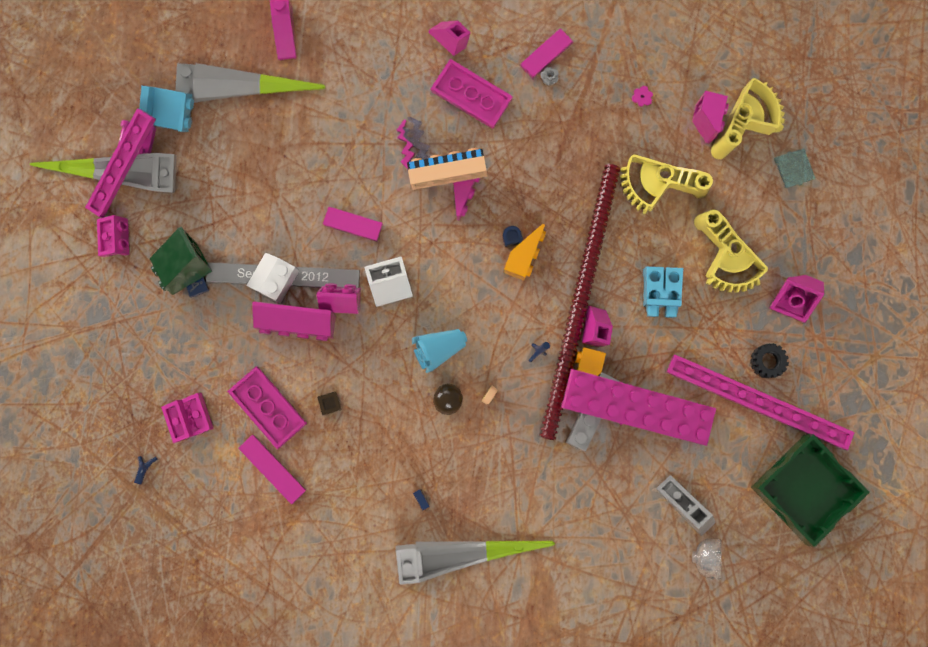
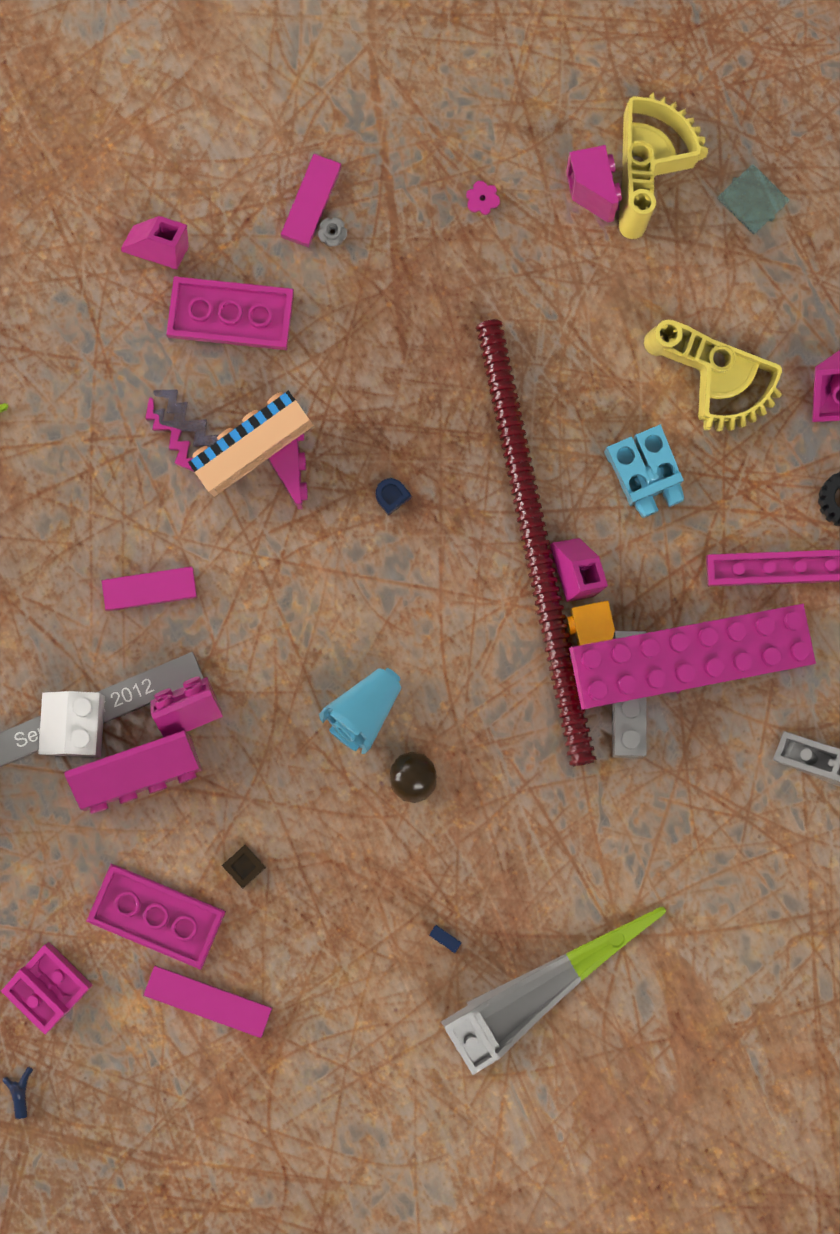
camera: 20 degrees left, 0 degrees up
(388, 281) = (244, 648): white slope -> none
(489, 395) = (470, 741): light nougat tile -> none
(521, 256) = (419, 518): light orange slope -> none
(539, 350) = (511, 642): dark blue bar -> none
(680, 179) = (566, 322): light yellow arm -> none

